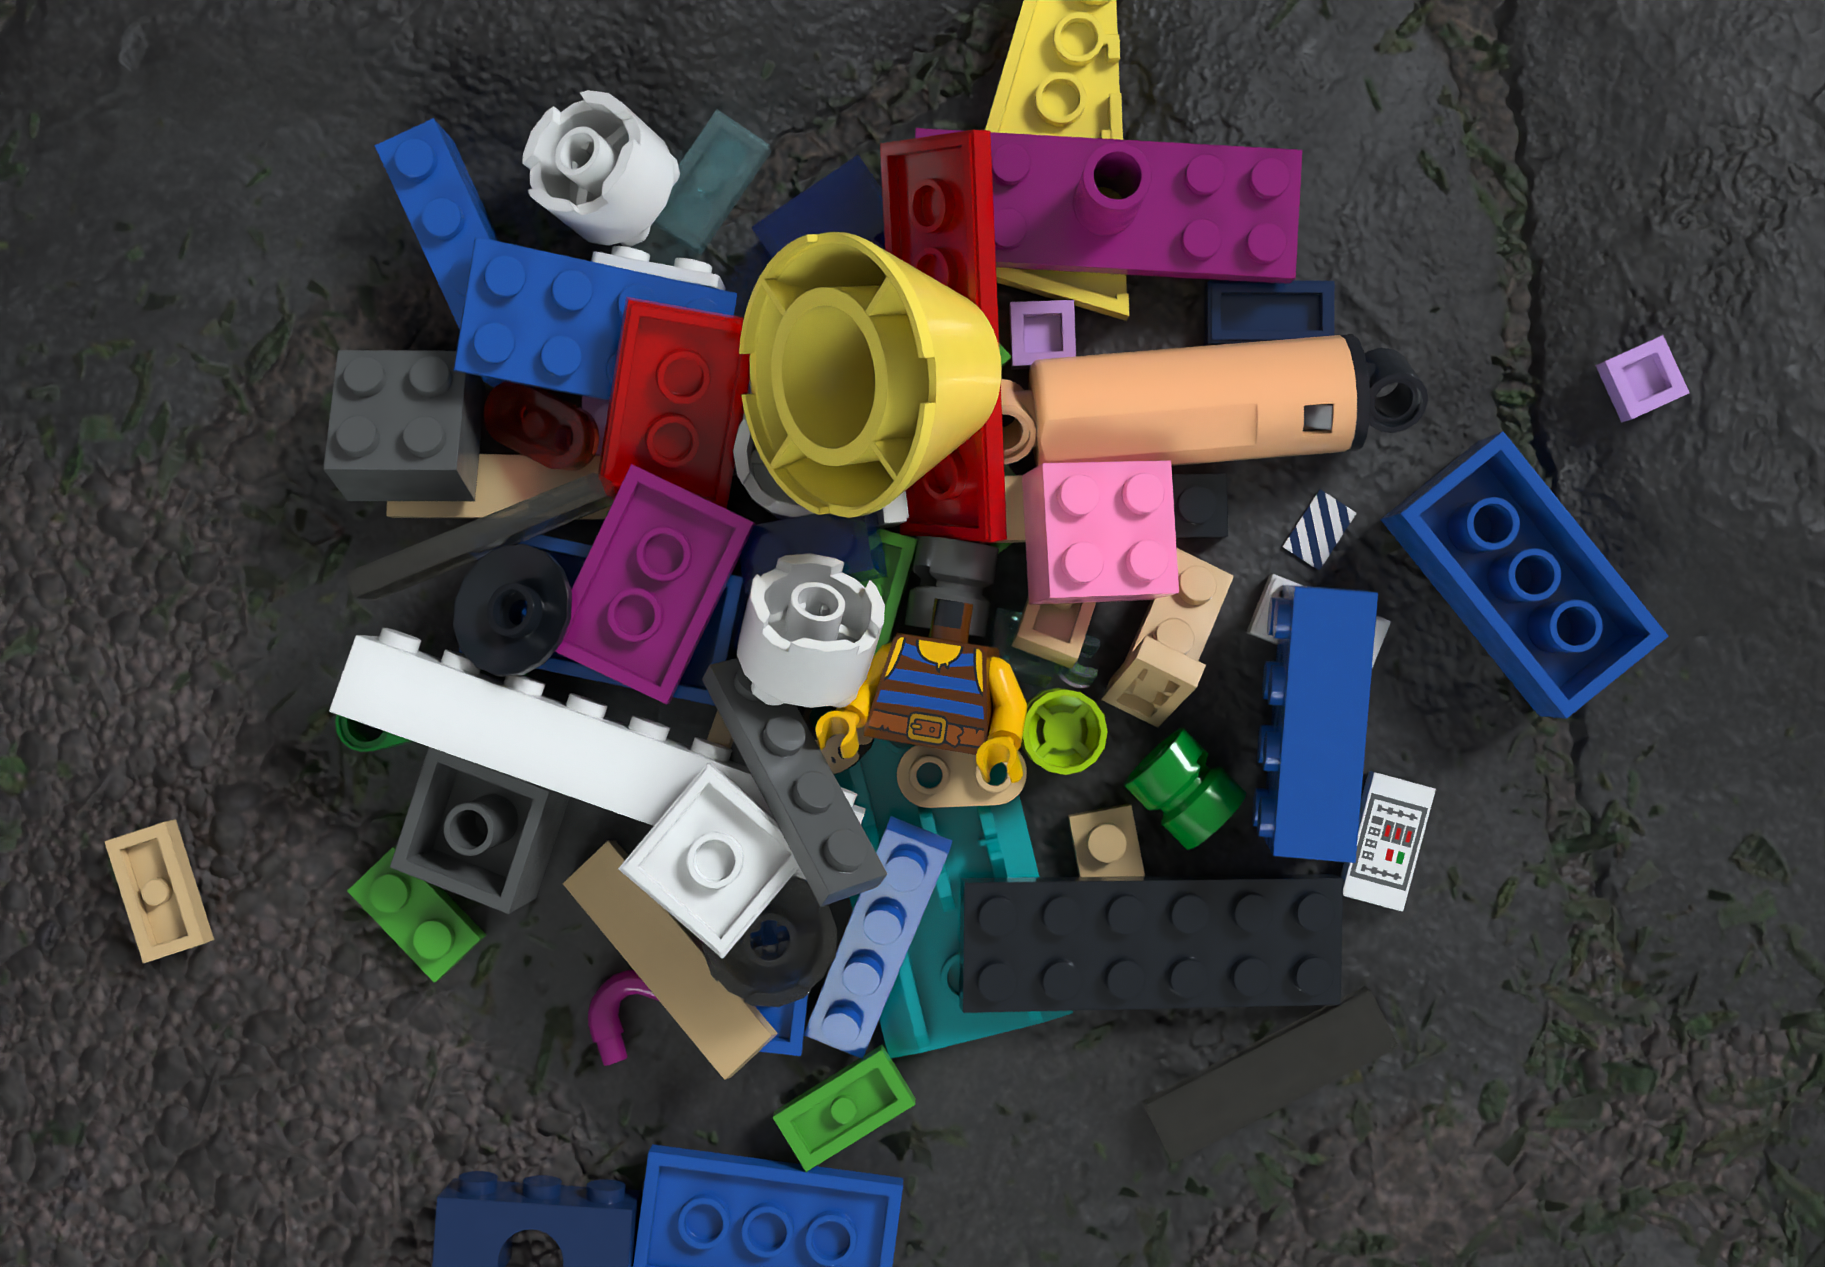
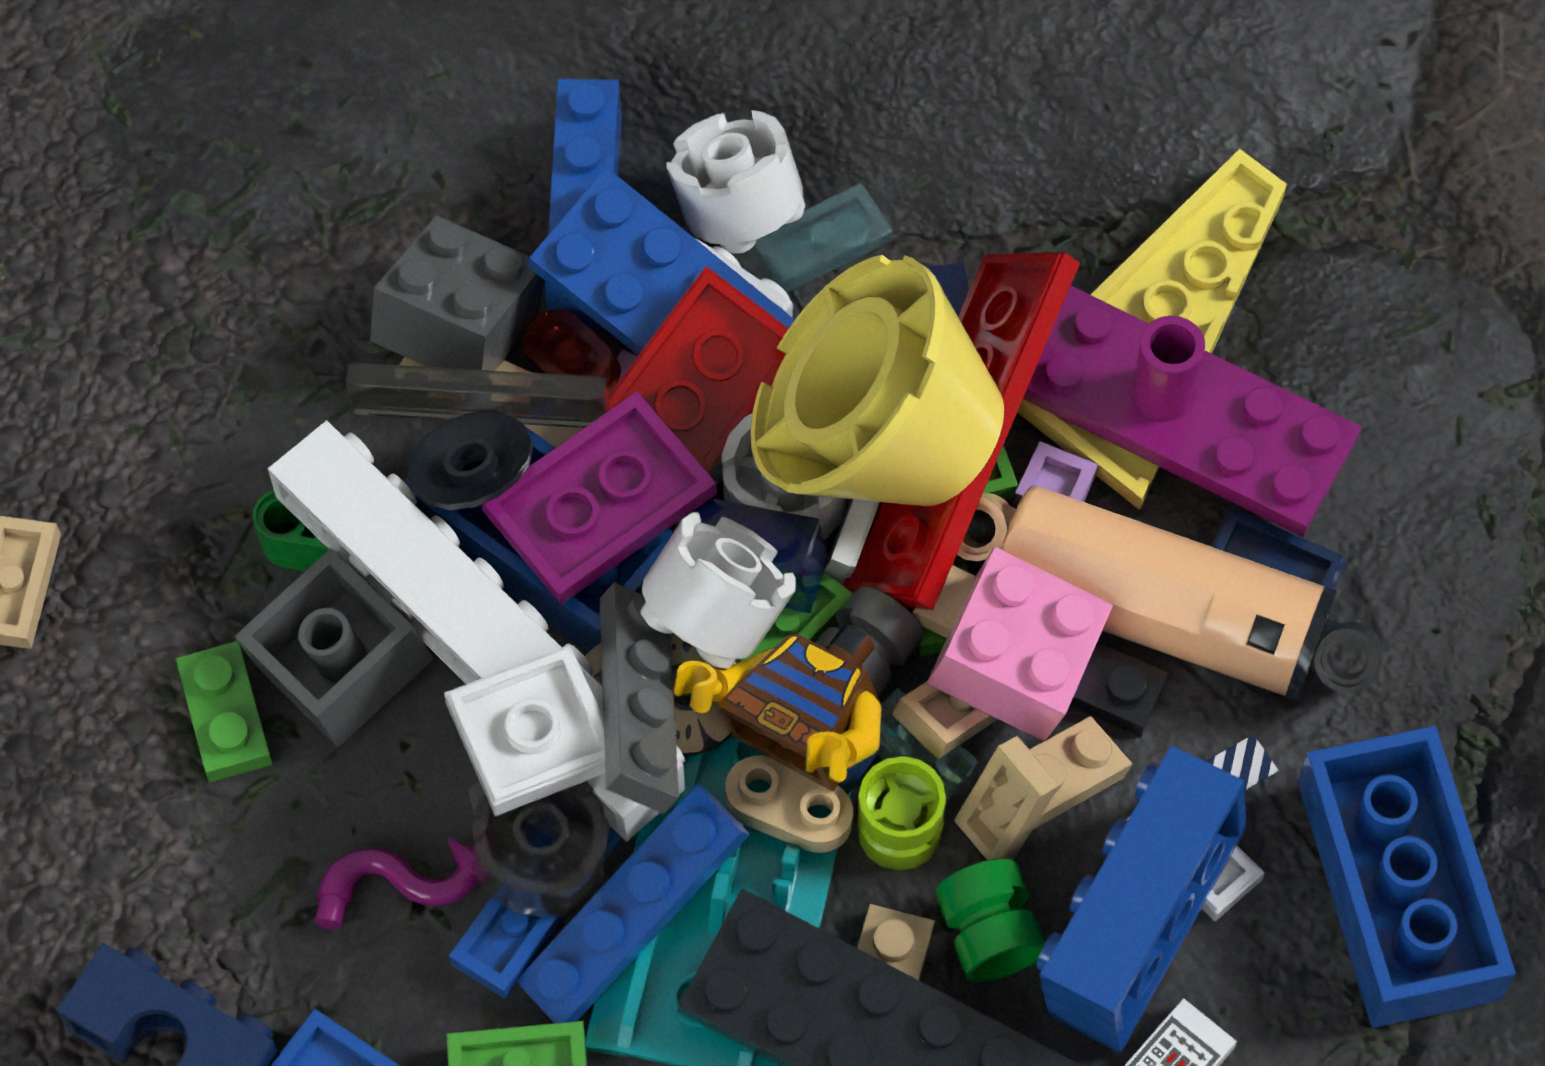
camera: 25 degrees right, 25 degrees down
(669, 962) = (432, 847): tan tile -> none

